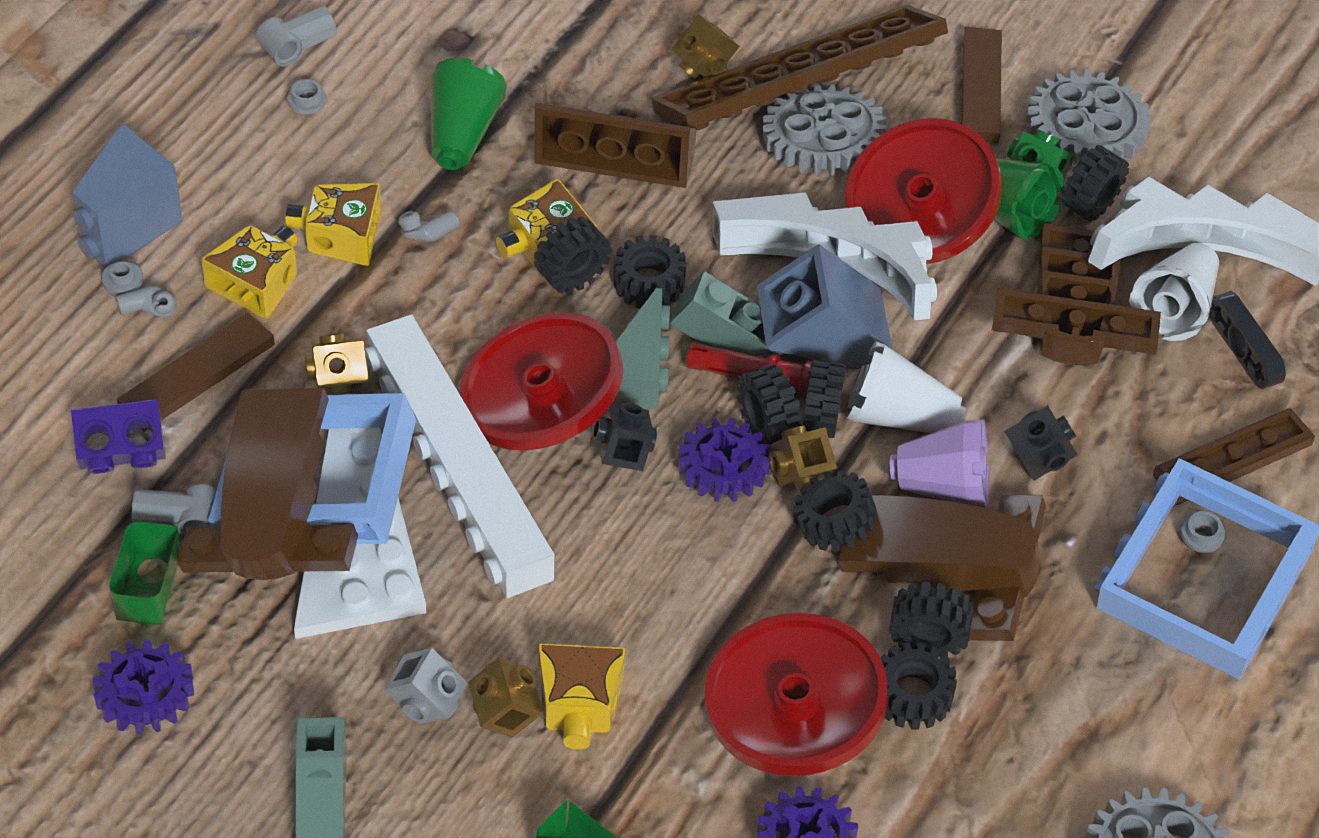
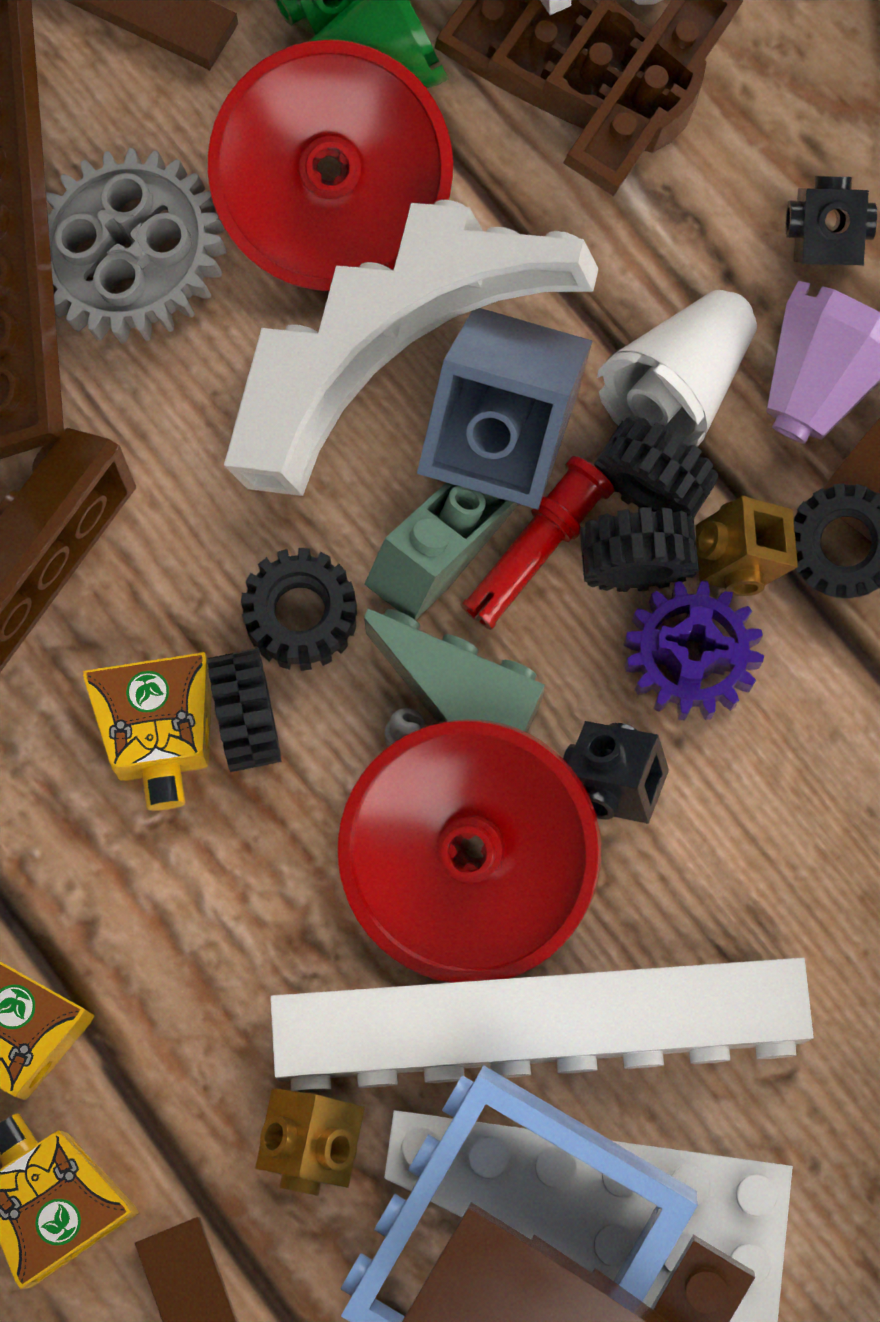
camera: 65 degrees left, 25 degrees up
(428, 231) = (71, 902): light grey arm -> none

